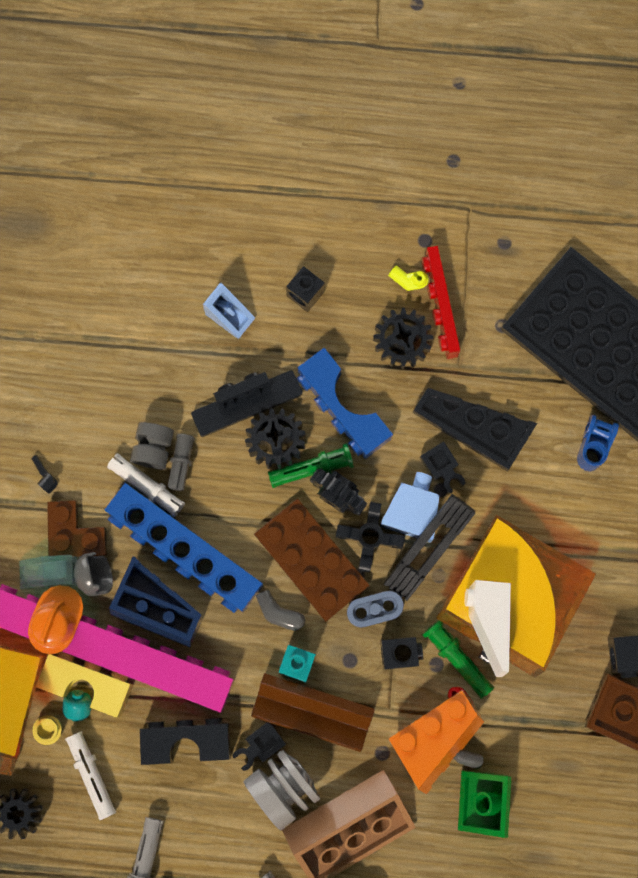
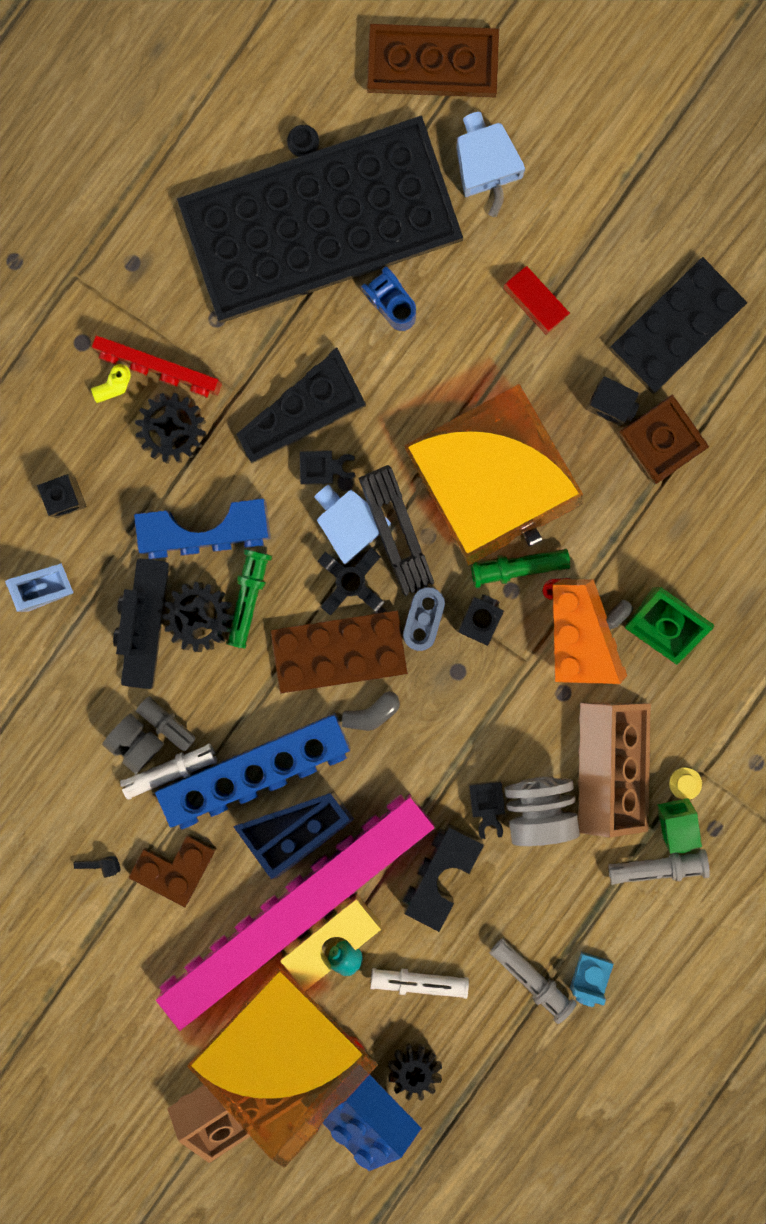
camera: 55 degrees left, 10 degrees up
(47, 572) = (199, 915): clear light blue slope -> none
(47, 730) = (351, 1000): light yellow plate -> none
(55, 619) = (250, 935): orange piece -> none
(93, 574) = (228, 873): dark grey hair -> none
(297, 663) = (431, 726): teal brick -> none
(312, 712) = (486, 738): reddish brown panel -> none
(338, 491) = (288, 587): black gear -> none
(491, 620) = (501, 516): white slope -> none

